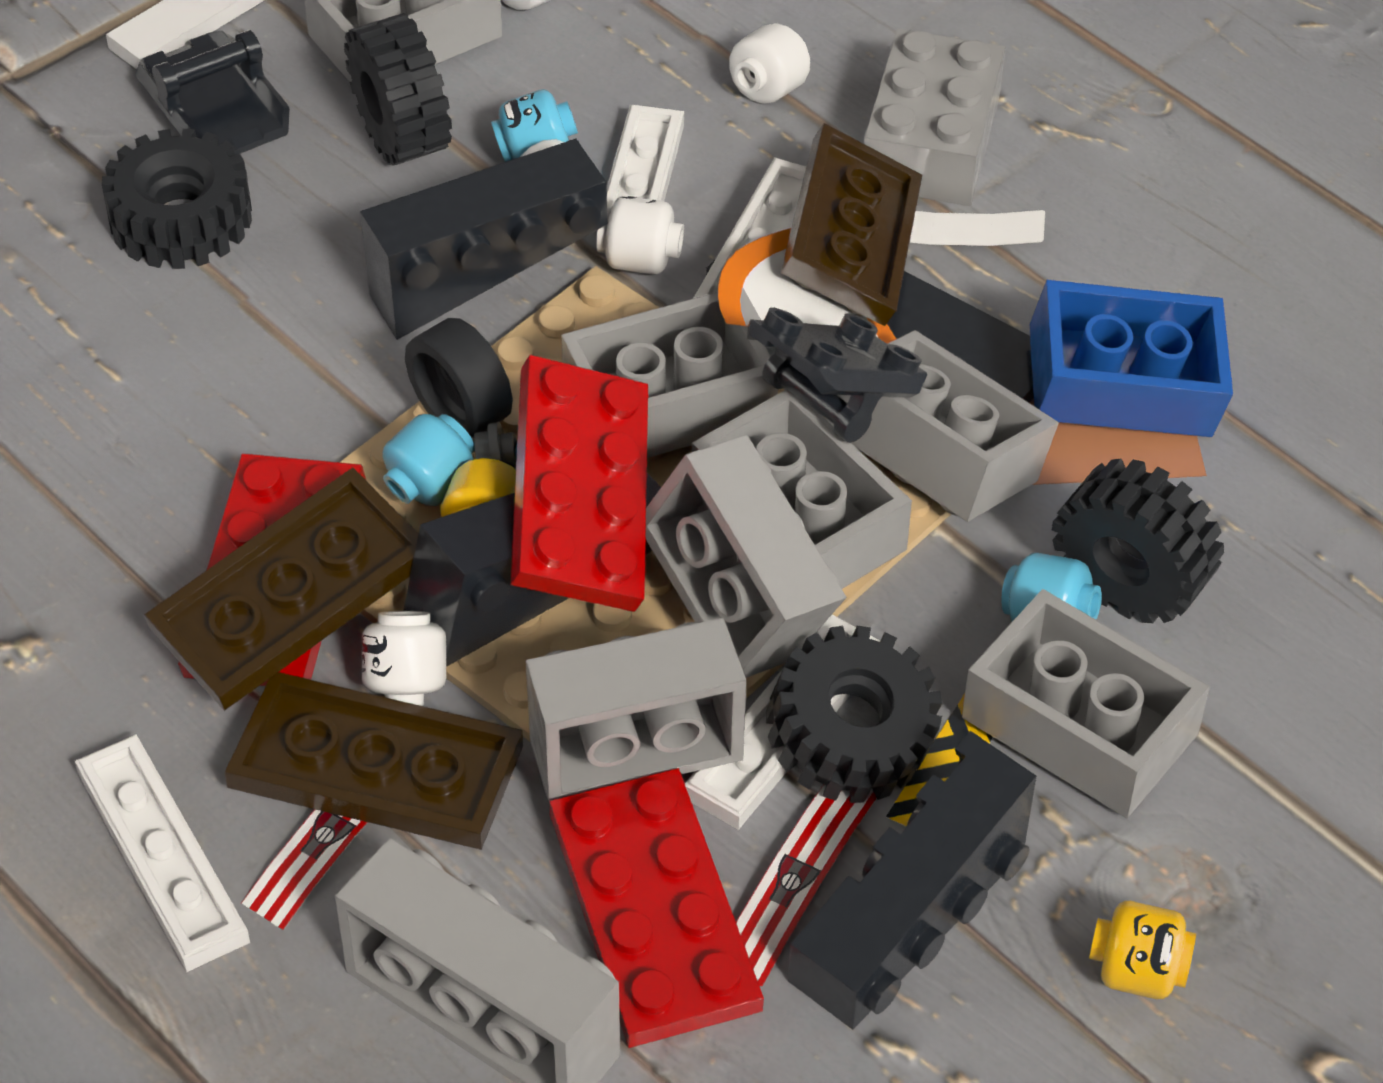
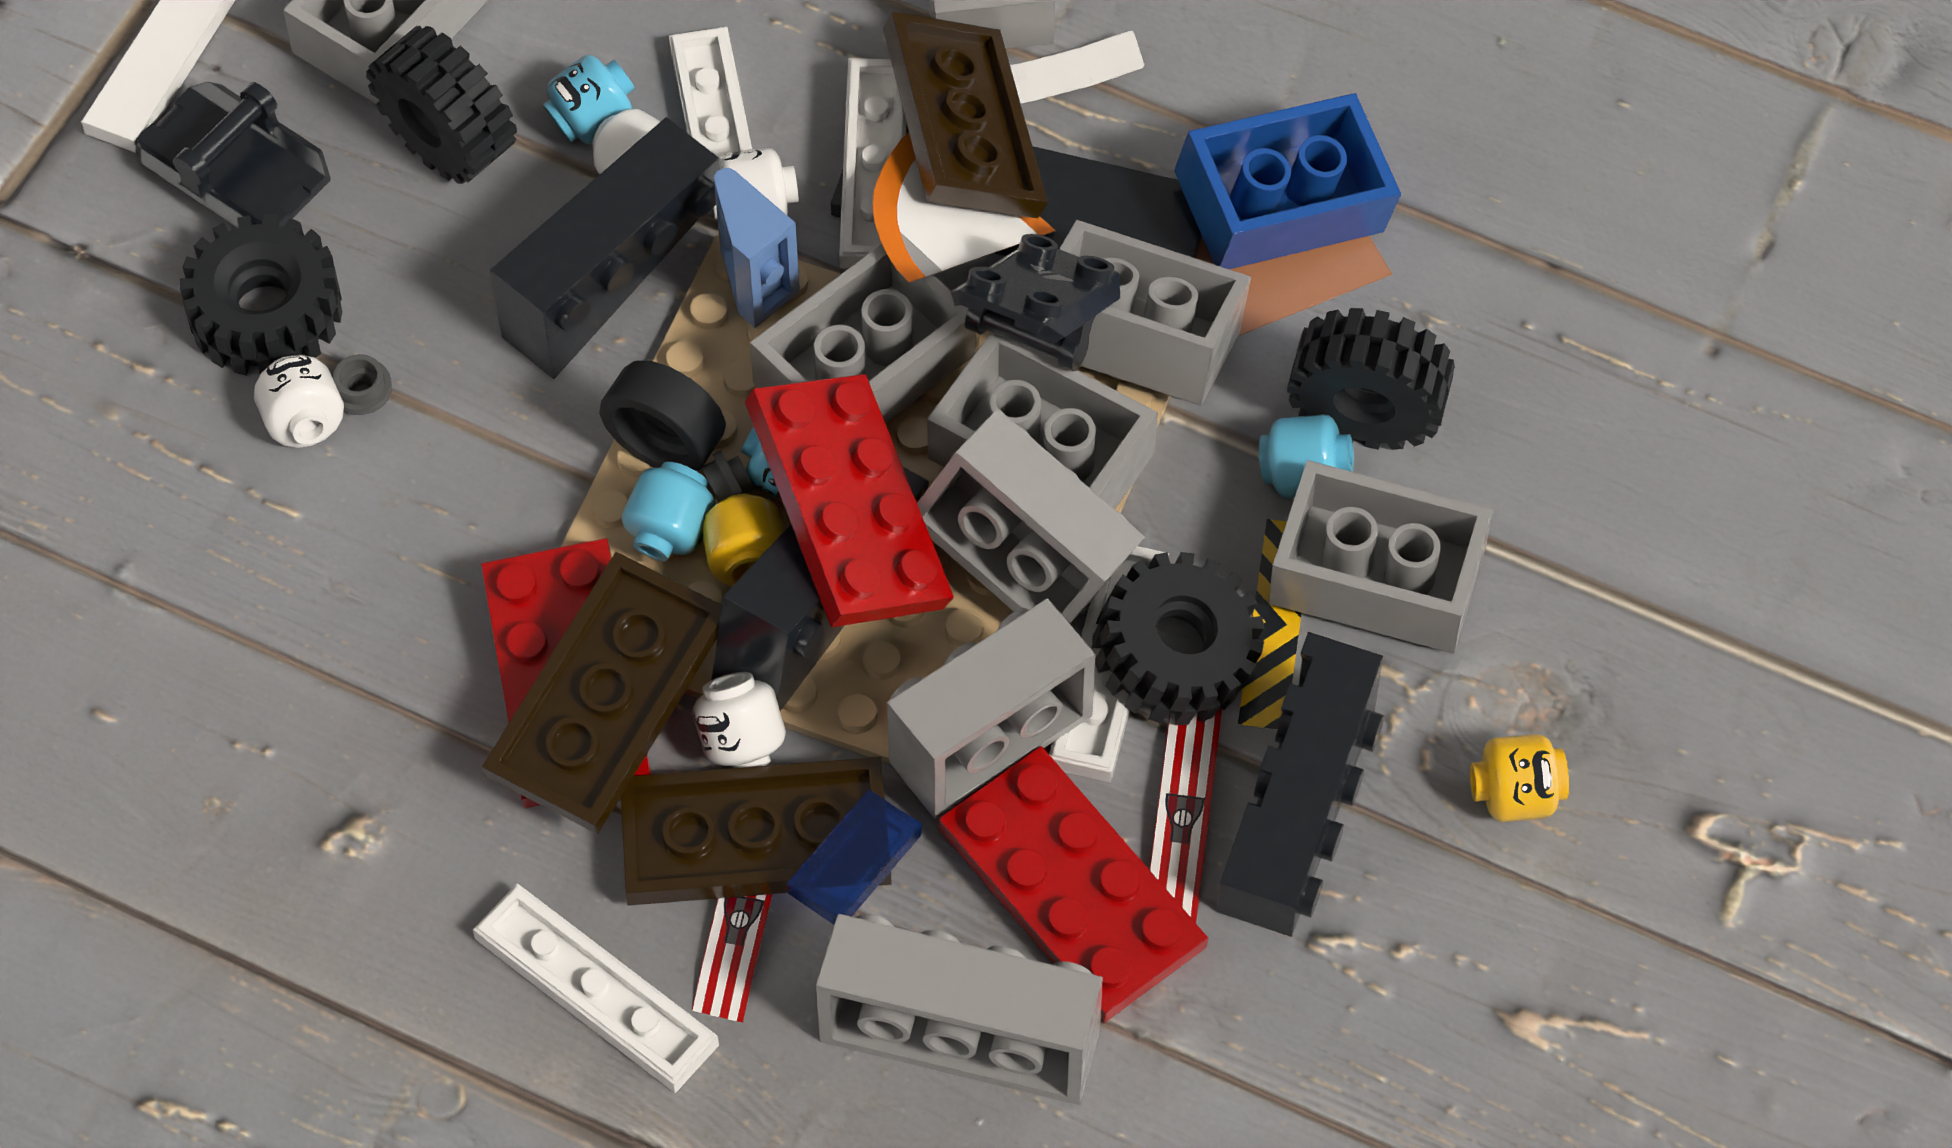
camera: 20 degrees left, 10 degrees up
(158, 280) = (298, 397): none -> white head
(224, 290) = (358, 371): none -> dark grey plate
(450, 805) = (854, 858): none -> clear blue tile
(608, 261) = (756, 247): none -> medium blue tile

